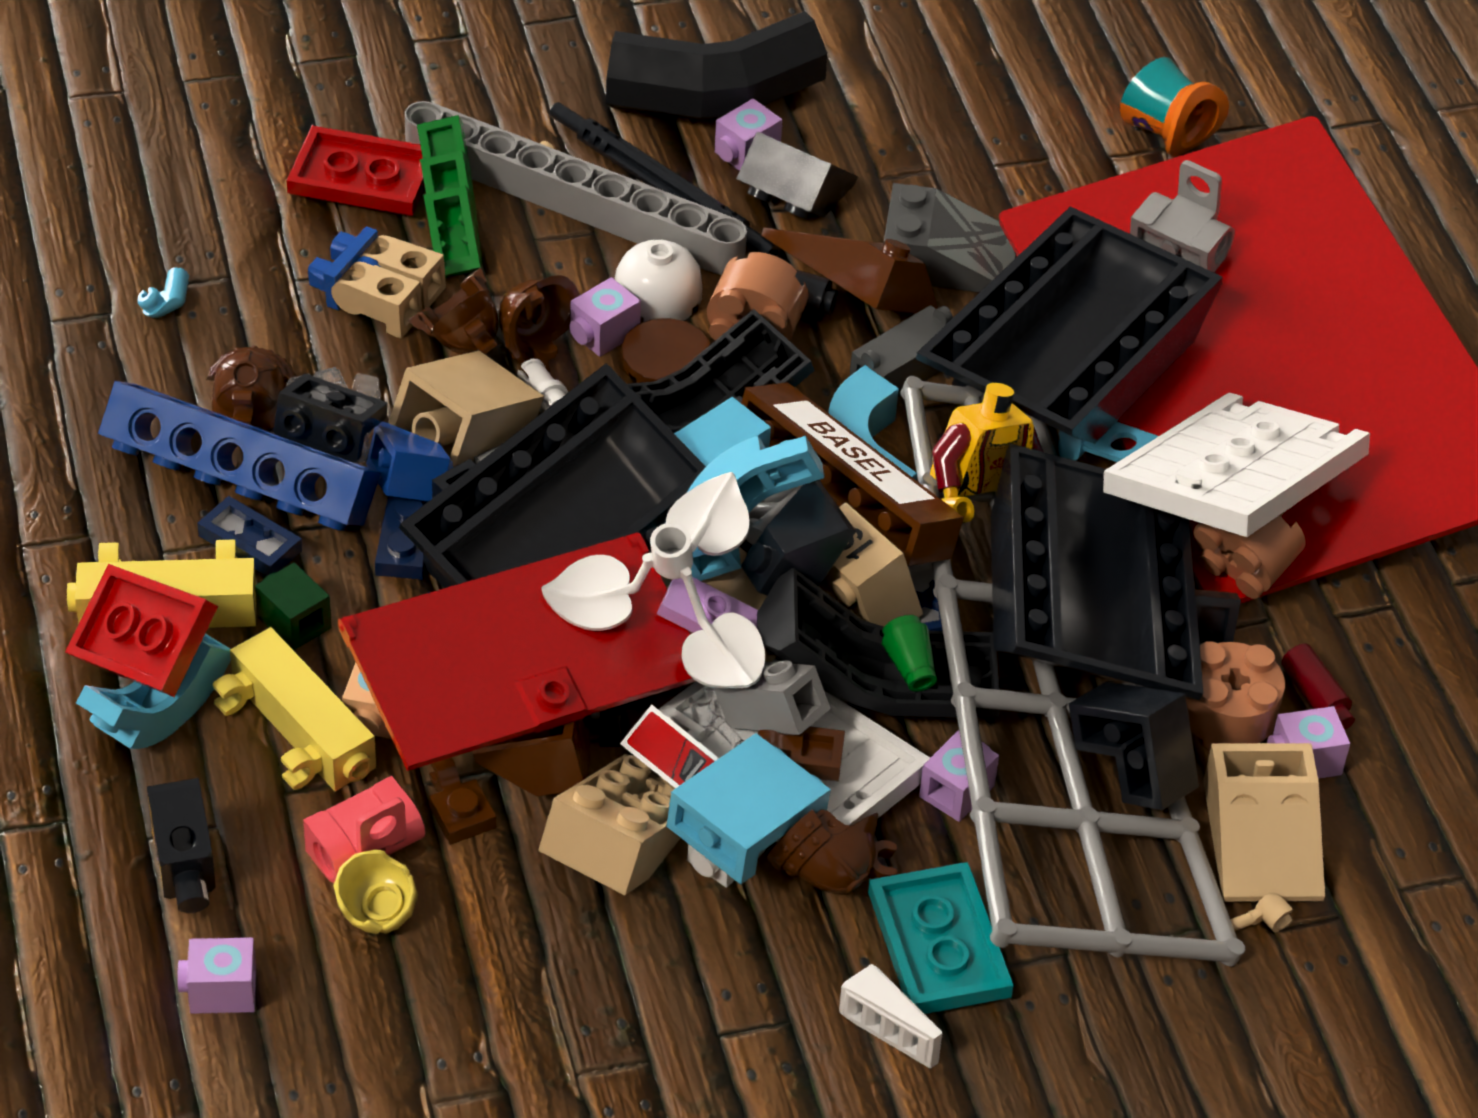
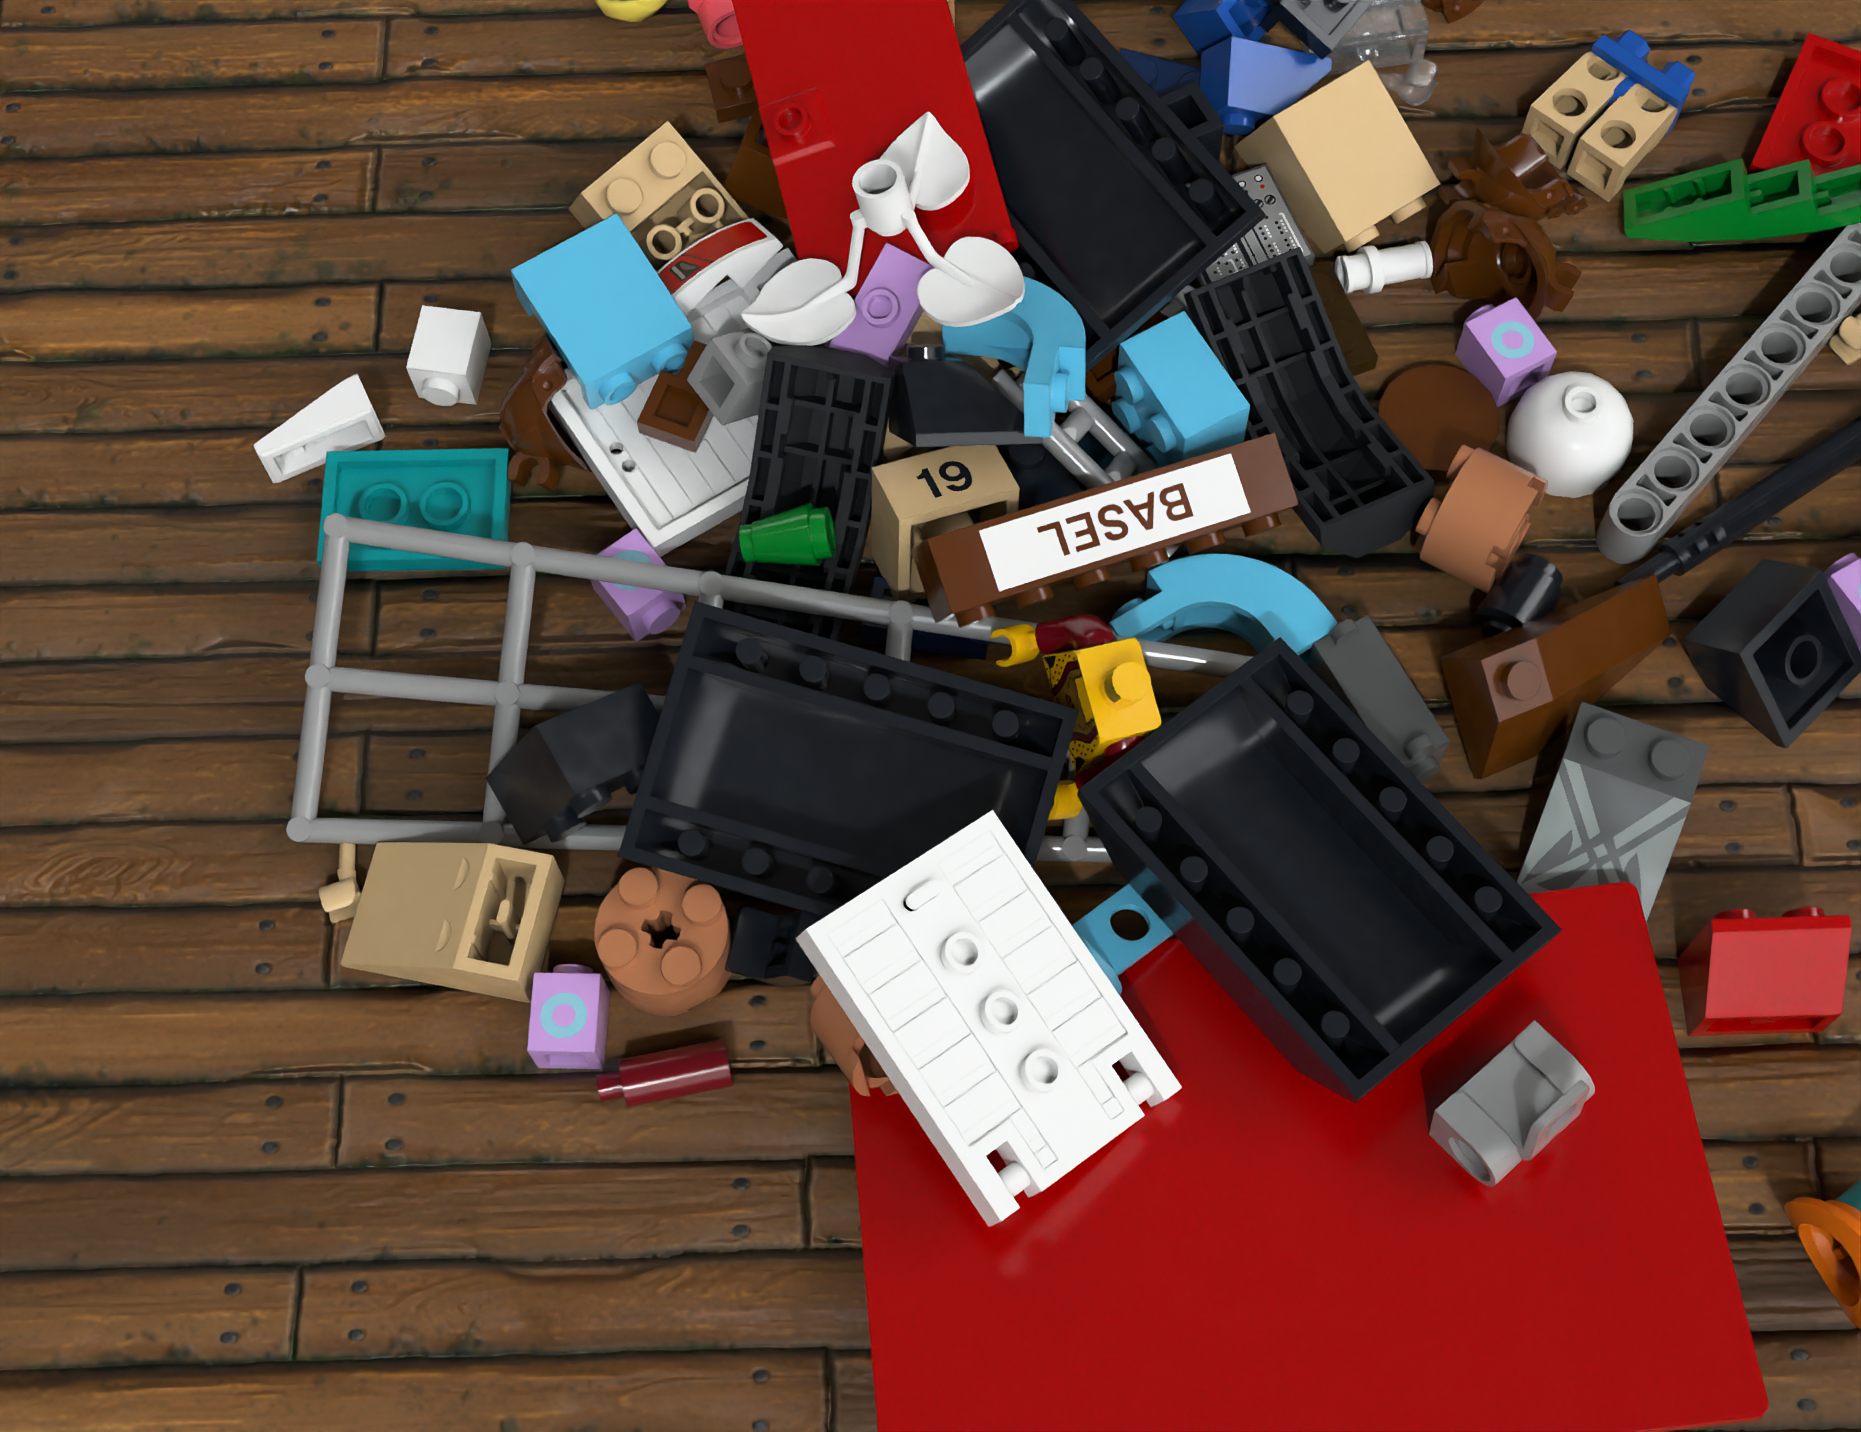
camera: 110 degrees right, 20 degrees up
(794, 944) = (449, 355): none -> white brick
(1026, 157) = (1765, 973): none -> slope

